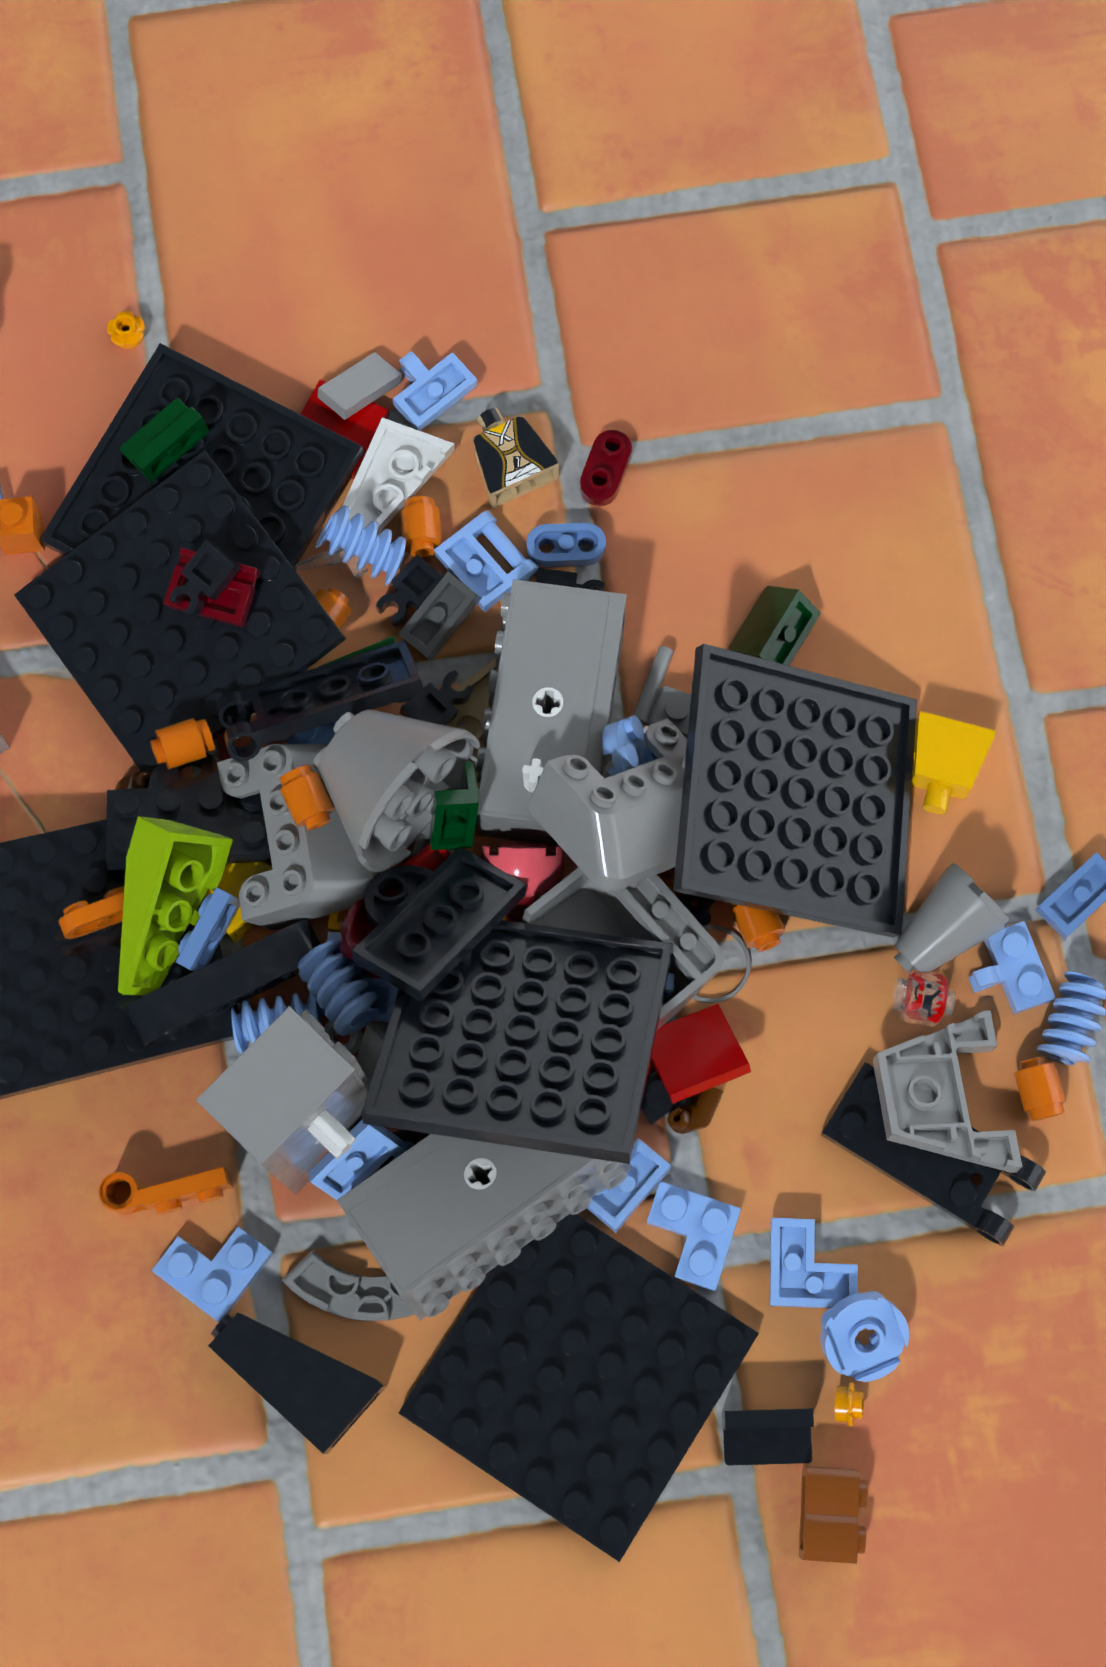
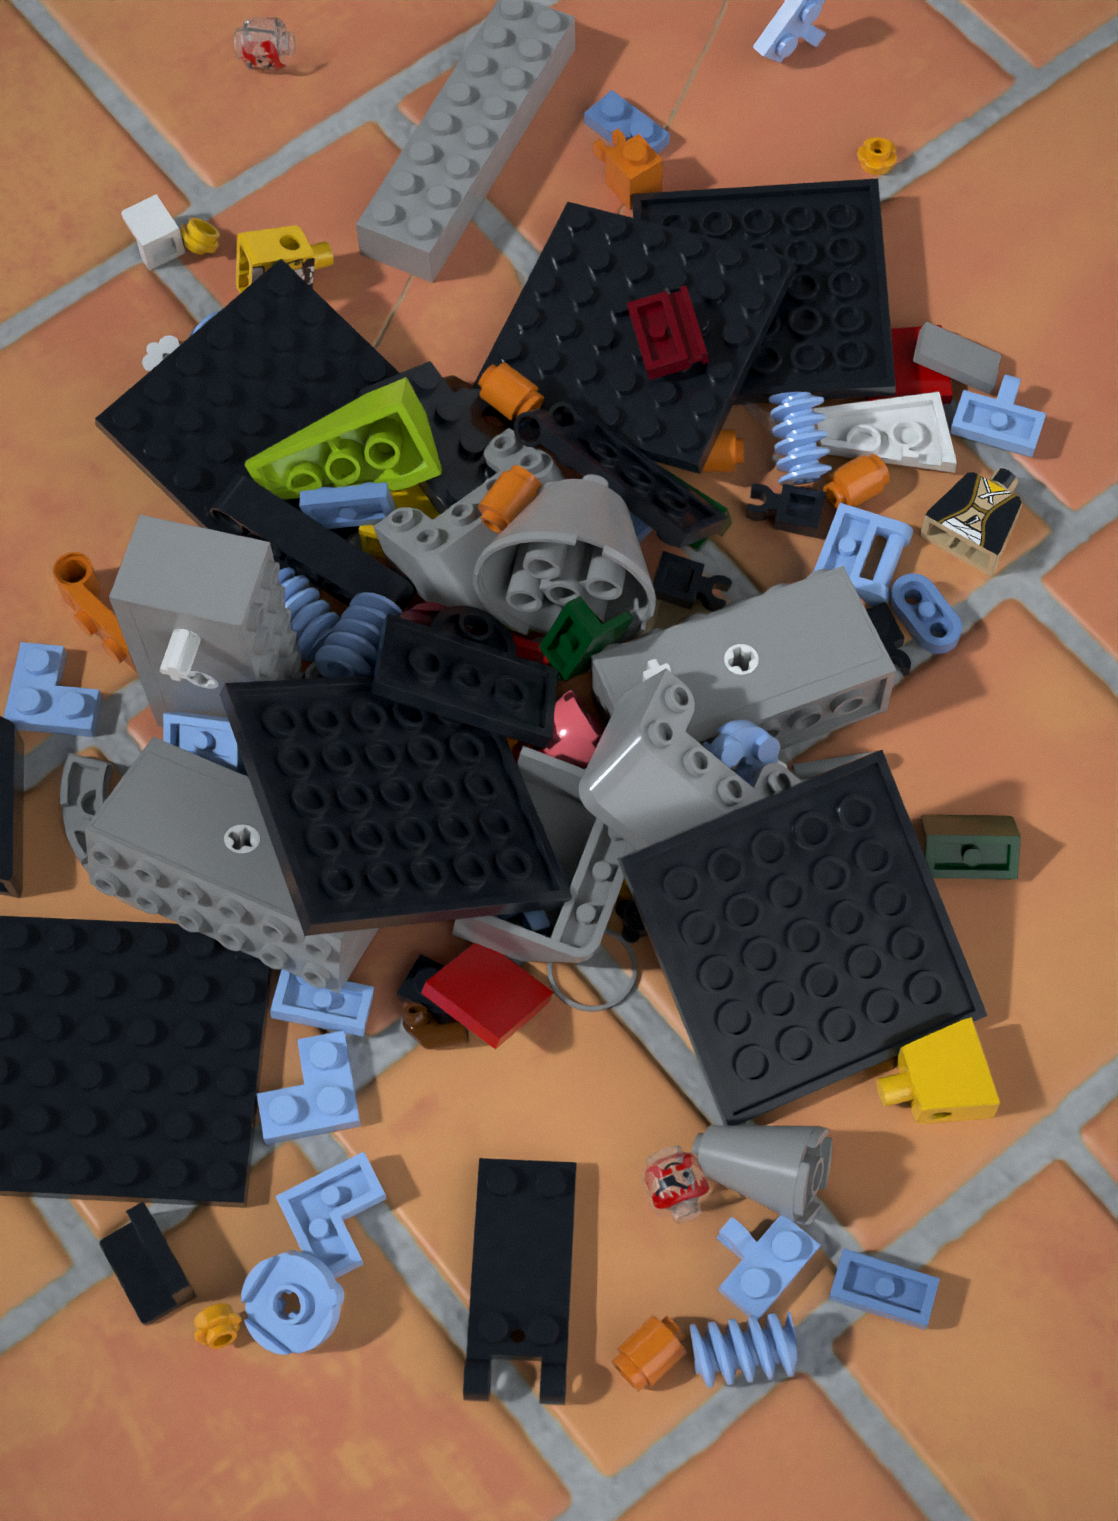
camera: 60 degrees right, 10 degrees down
(84, 918) = (298, 402): orange plate -> none
(164, 439) = (787, 231): dark green panel -> none
(208, 575) = (670, 316): black plate -> none
(439, 616) = (778, 542): dark grey plate -> none
(605, 465) = (1033, 609): dark red plate -> none
(758, 927) = (649, 990): orange brick -> none
(831, 1515) = (95, 1365): dark orange brick -> none
(926, 1096) = (568, 1233): light grey wing -> none

